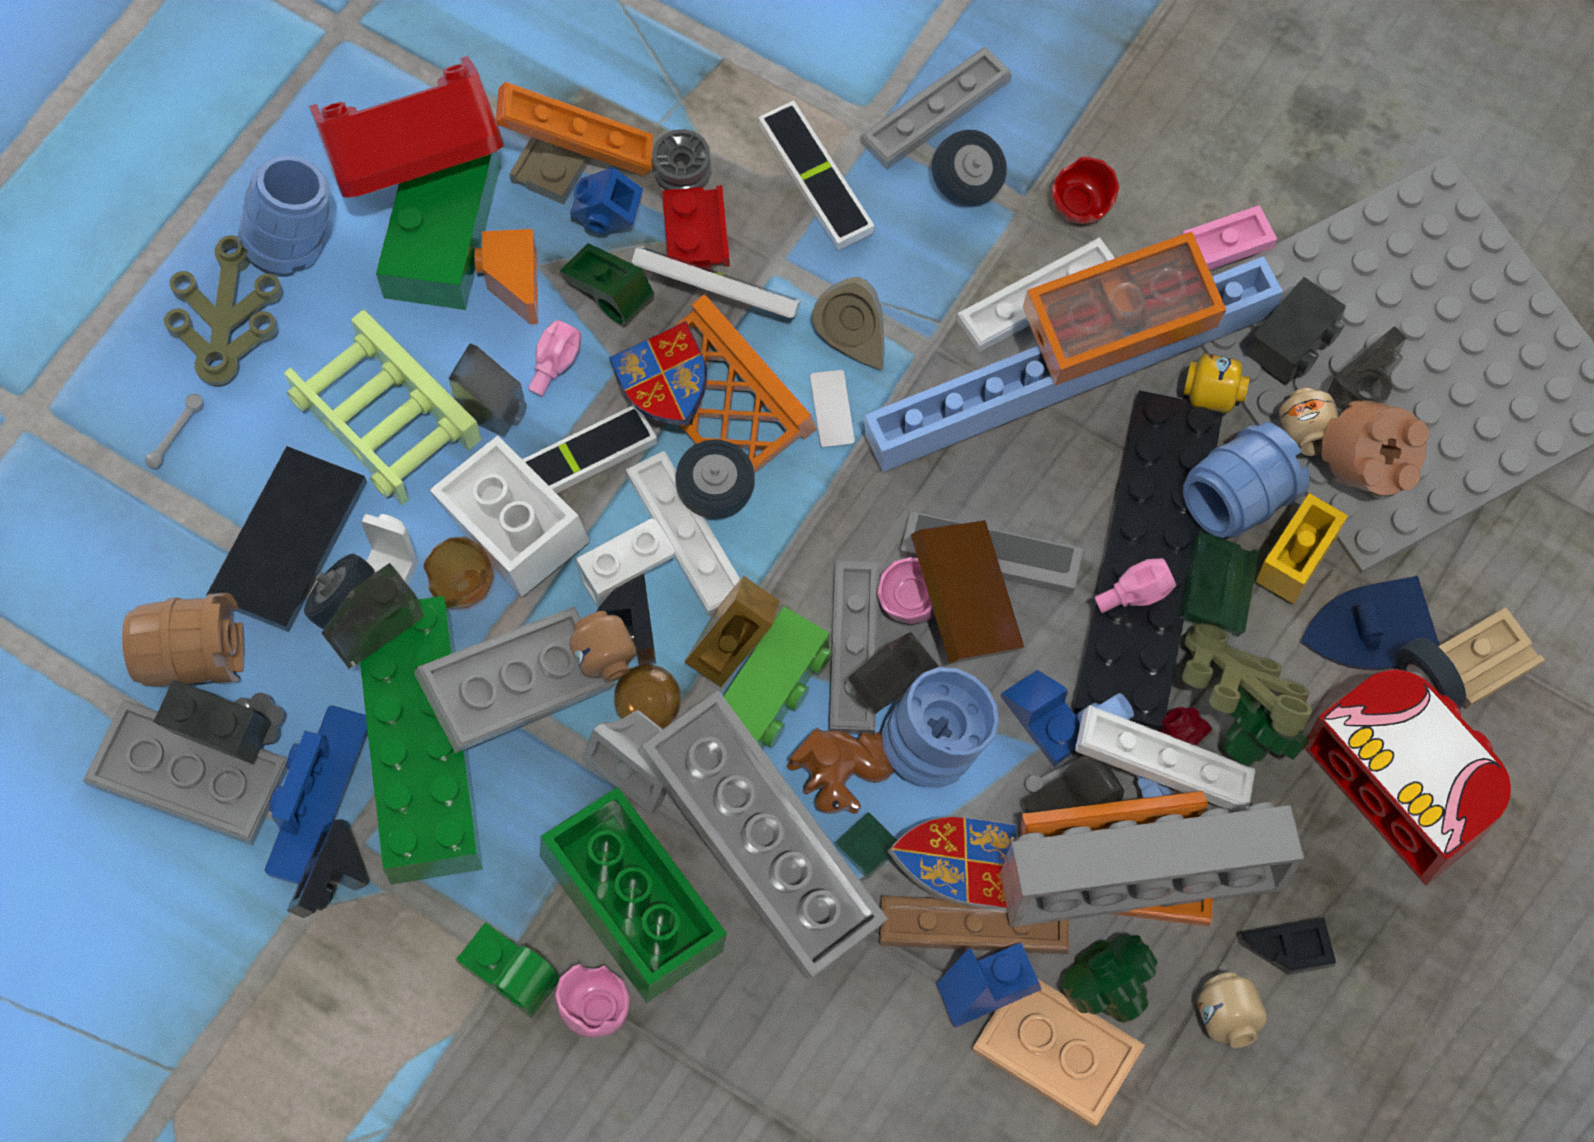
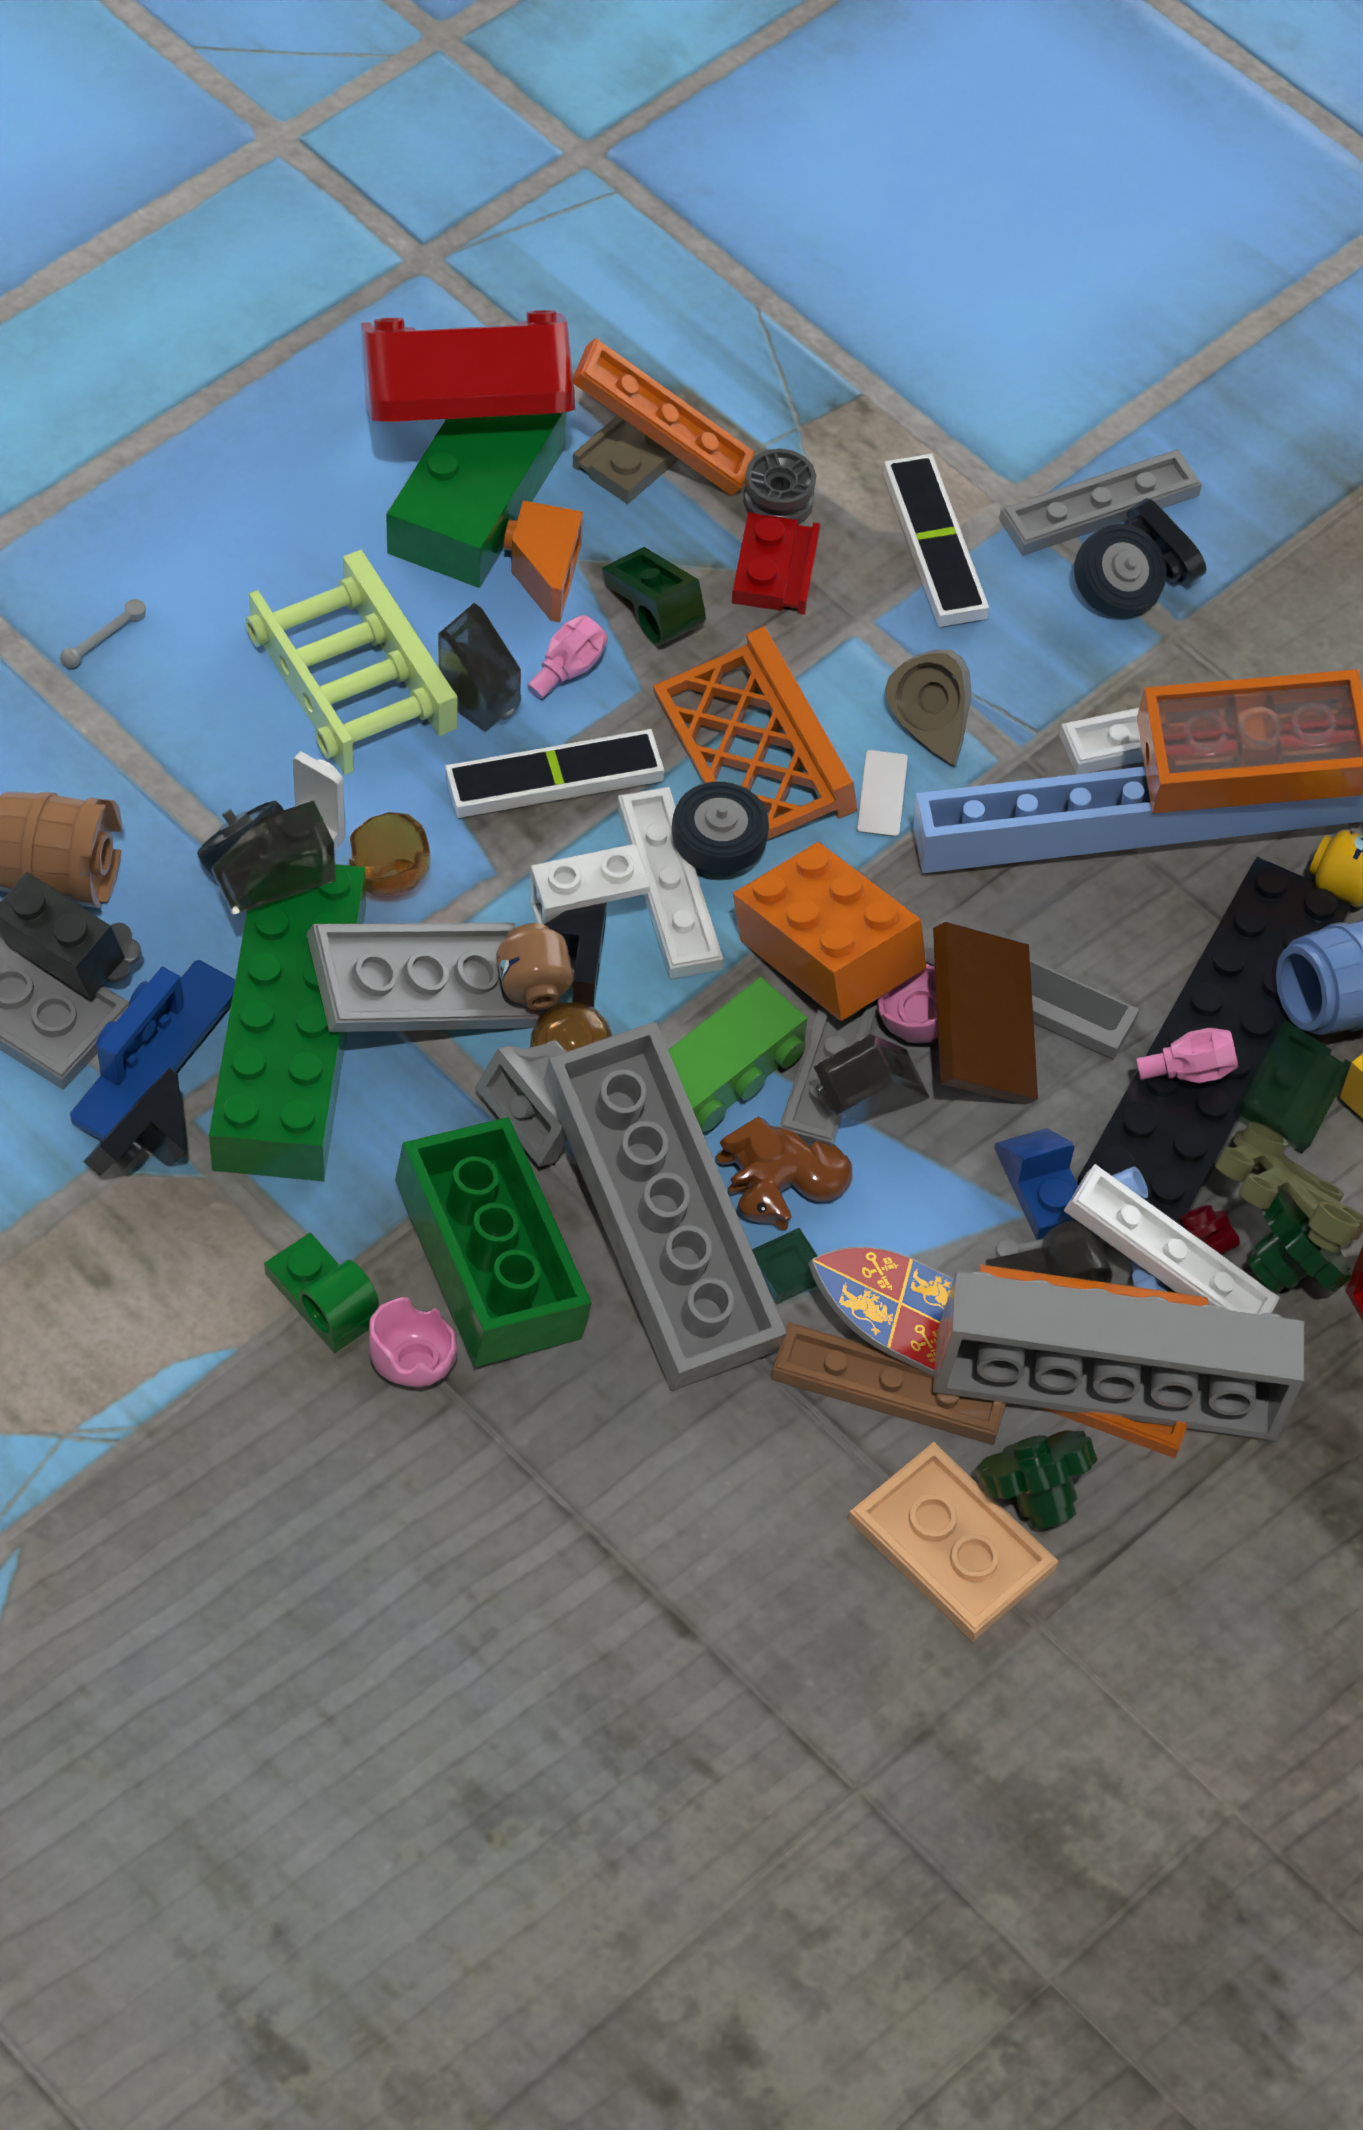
camera: 10 degrees right, 10 degrees down
(224, 315) = (177, 571): olive plant -> none
(284, 214) = (299, 427): medium blue piece -> none
(288, 537) = (200, 771): black tile -> none
(511, 515) = (472, 807): white slope -> none
(606, 201) = (677, 504): blue brick -> none
(664, 375) = (691, 701): shield -> none
(716, 282) = (784, 620): white tile -> none
(733, 631) = (695, 990): pearl gold slope -> none
(827, 550) = (830, 930): none -> orange brick
(940, 727) = (909, 1148): medium blue wheel -> none
(985, 985) = (880, 1447): blue slope -> none
(1012, 141) = (1180, 554): none -> black plate
(1085, 190) = (1252, 626): red hair -> none
(1231, 1010) = (1174, 1544): tan head -> none
(1292, 946) = (1269, 1502): black tile -> none

